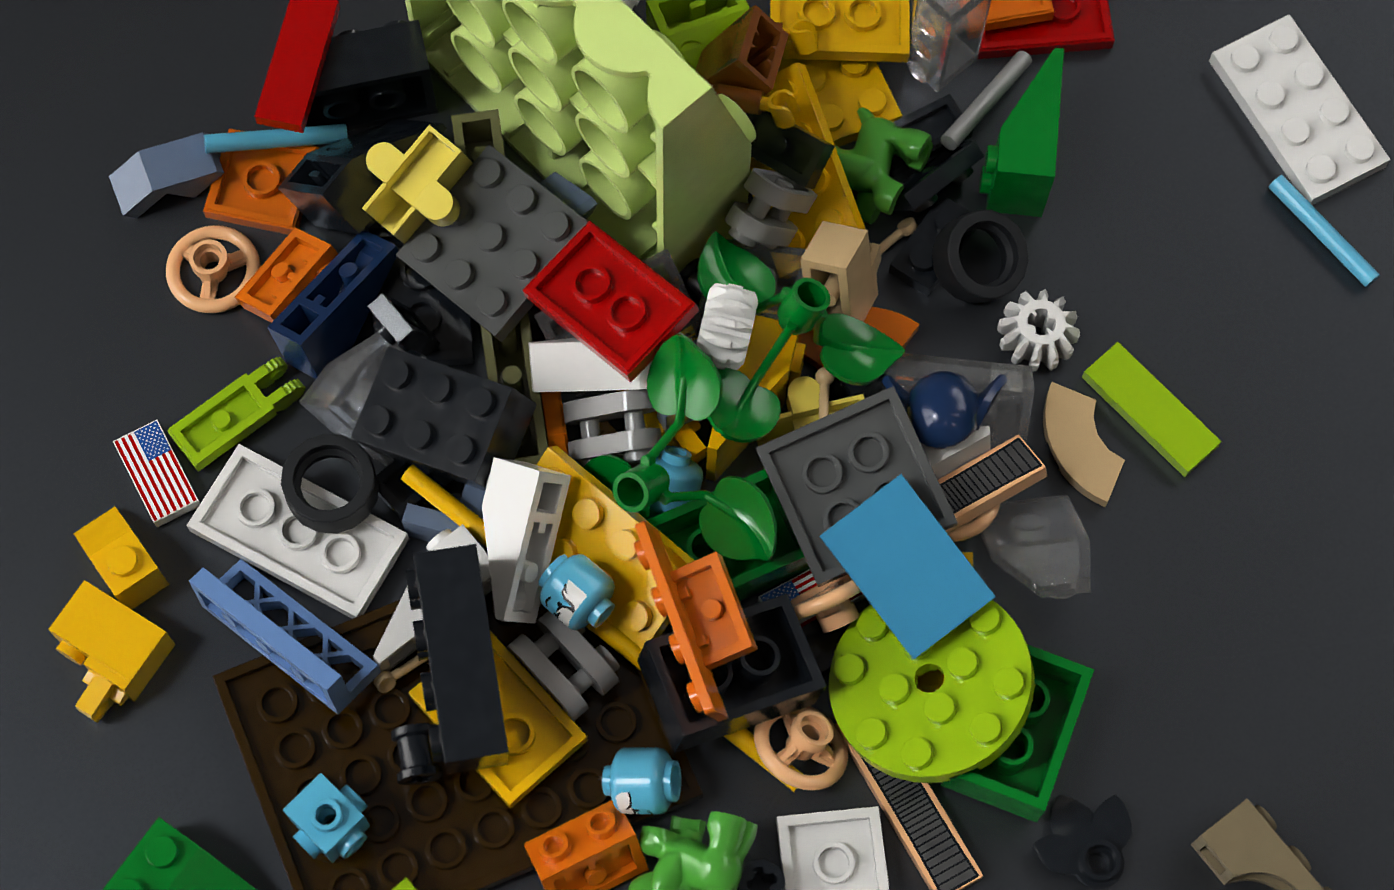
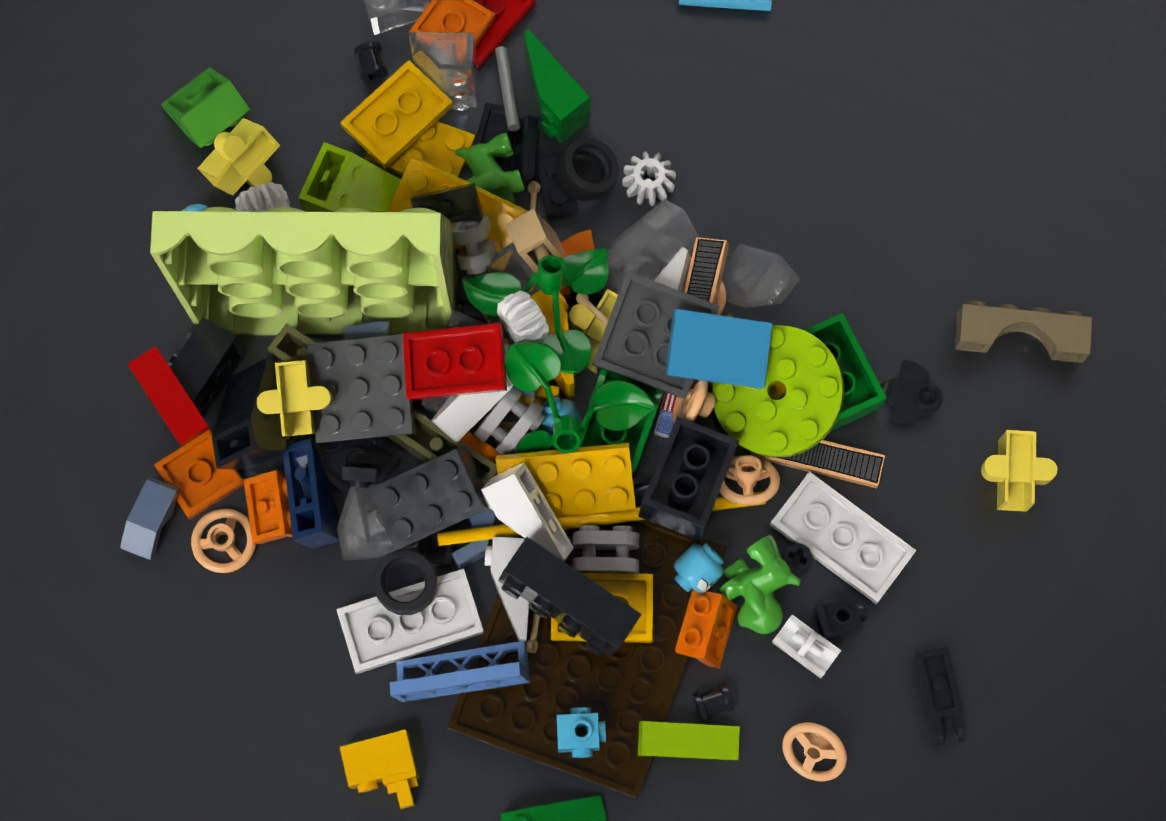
camera: 45 degrees left, 5 degrees up
(121, 559) = (338, 719): yellow slope -> none
(156, 473) = (309, 664): tile -> none
(234, 414) = (315, 600): lime hinge -> none
(273, 138) = (181, 453): medium azure bar -> none
(415, 755) = (584, 662): black bush -> none
(577, 591) = (582, 512): medium azure head -> none
(703, 615) = (656, 462): orange bracket -> none
(747, 60) = (386, 183): dark orange torso -> none
(946, 406) = (655, 257): dark blue piece -> none
(1076, 444) = (720, 216): tan tile -> none
(1151, 409) = (735, 165): lime tile -> none

